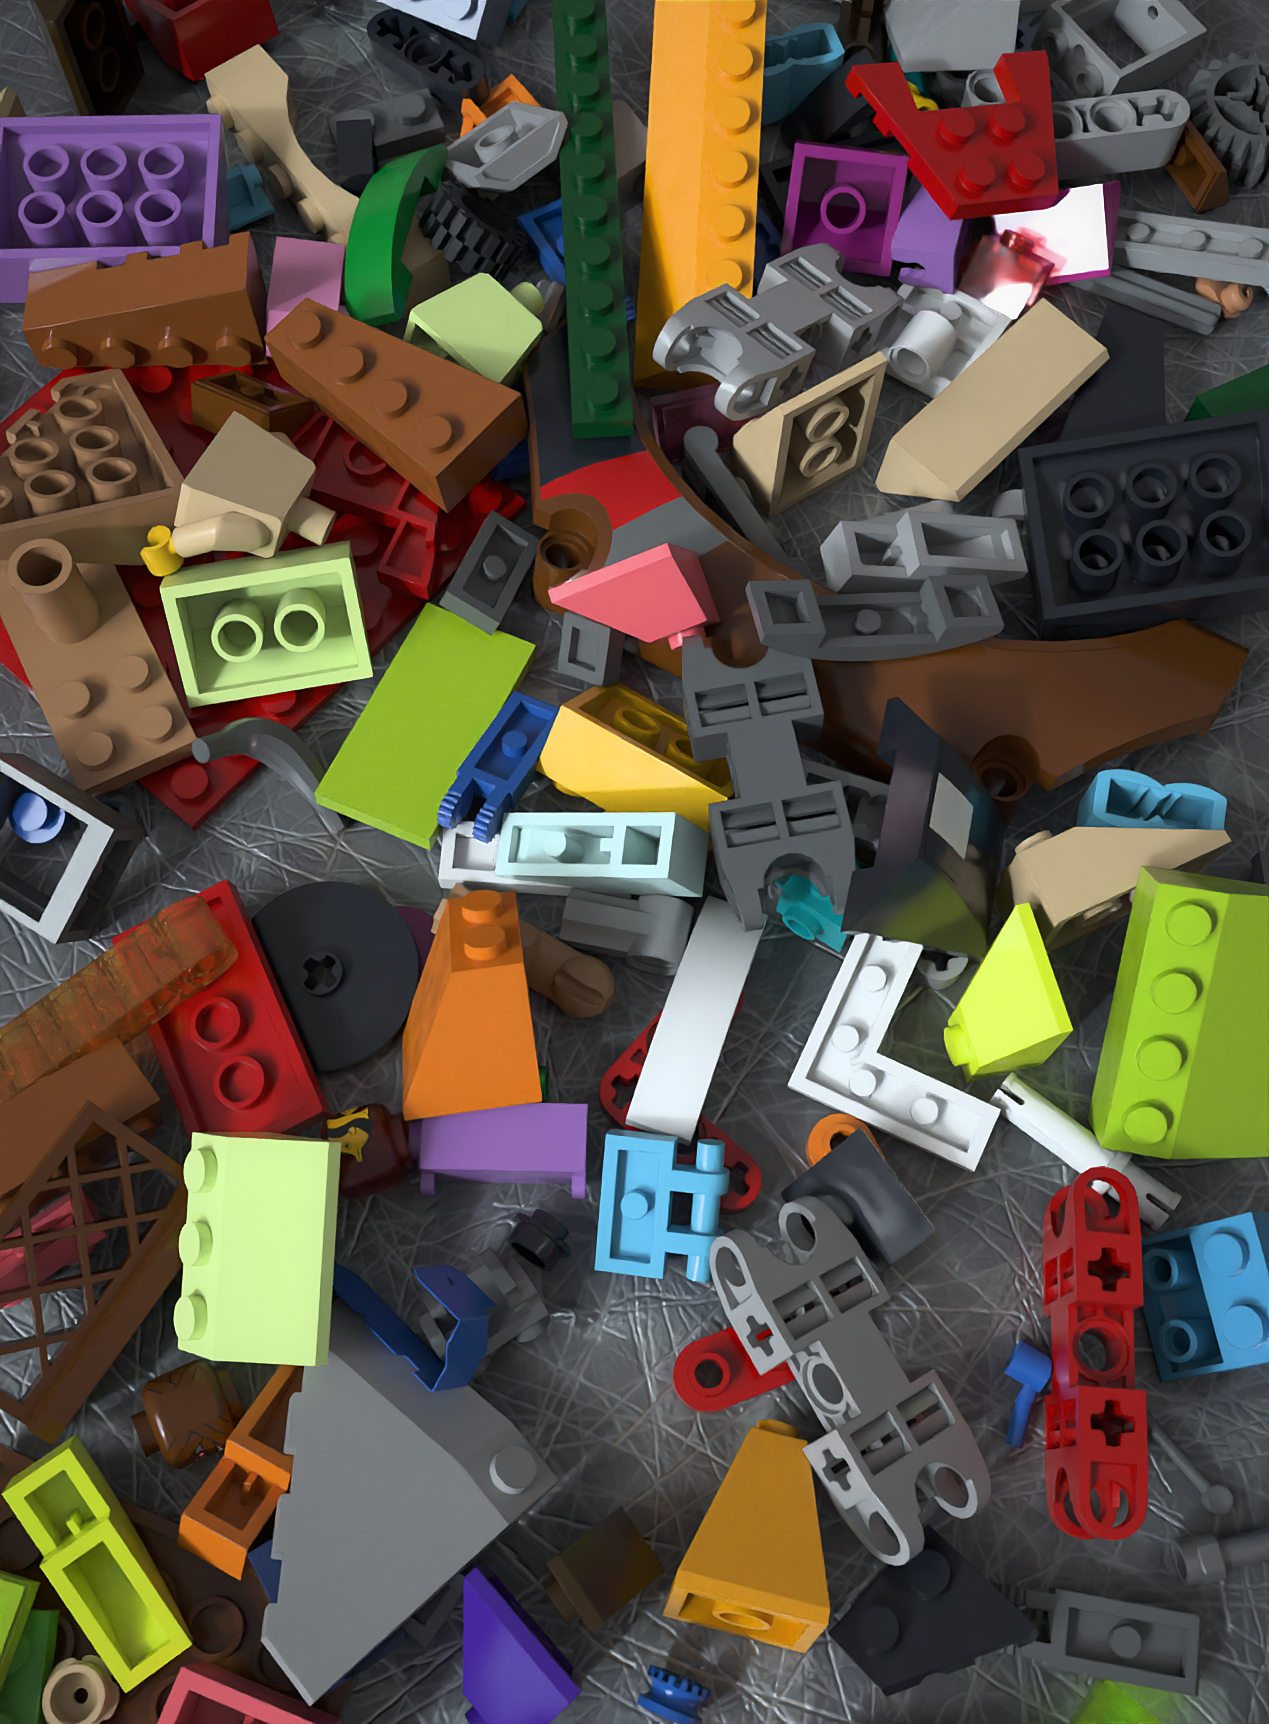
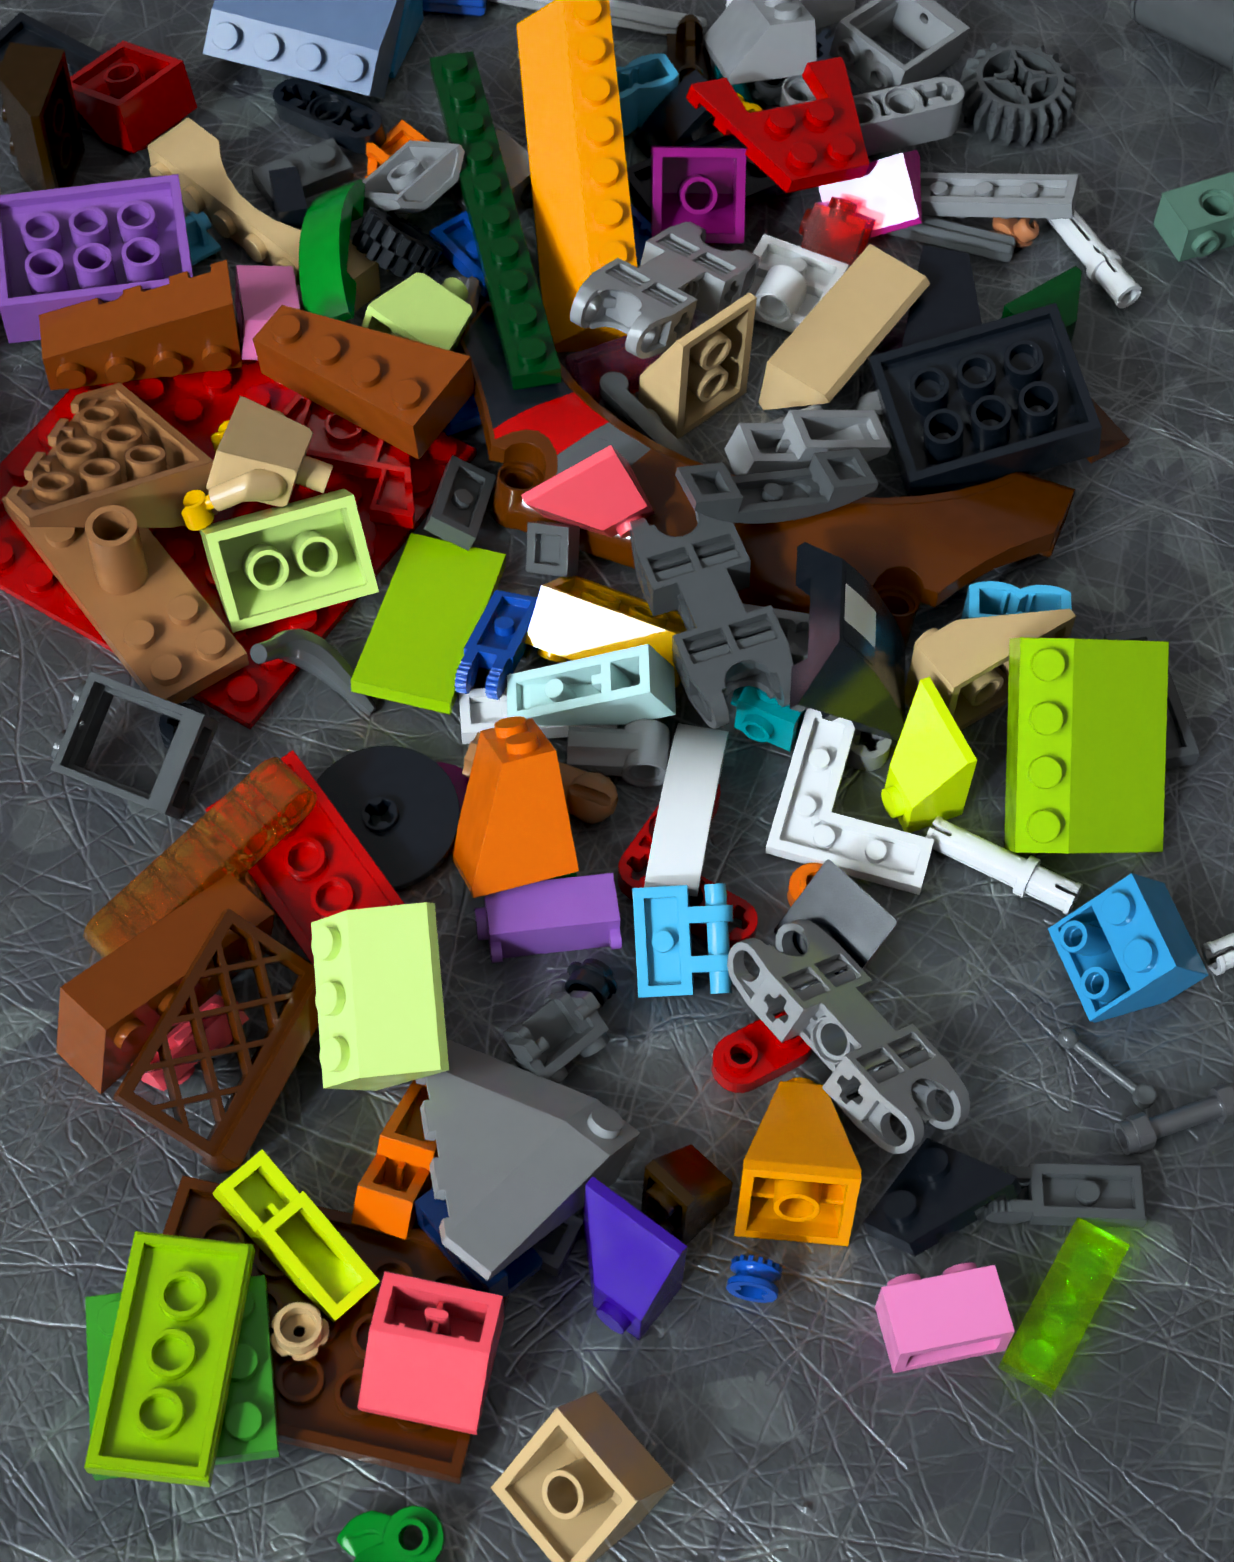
camera: 10 degrees left, 10 degrees down
(37, 818) = (125, 726): blue plate -> none
(188, 1413) = (338, 1136): reddish brown head -> none
(262, 403) = (216, 396): reddish brown slope -> none
(372, 1149) = (457, 931): clear red head -> none
(462, 1299) = (554, 1042): blue piece -> none
(930, 240) = (772, 210): medium lavender hinge -> none
(1032, 1370) = (987, 1022): blue hand -> none
(1094, 1298) = (1041, 1029): red piece -> none
(1200, 181) = (980, 137): reddish brown slope -> none

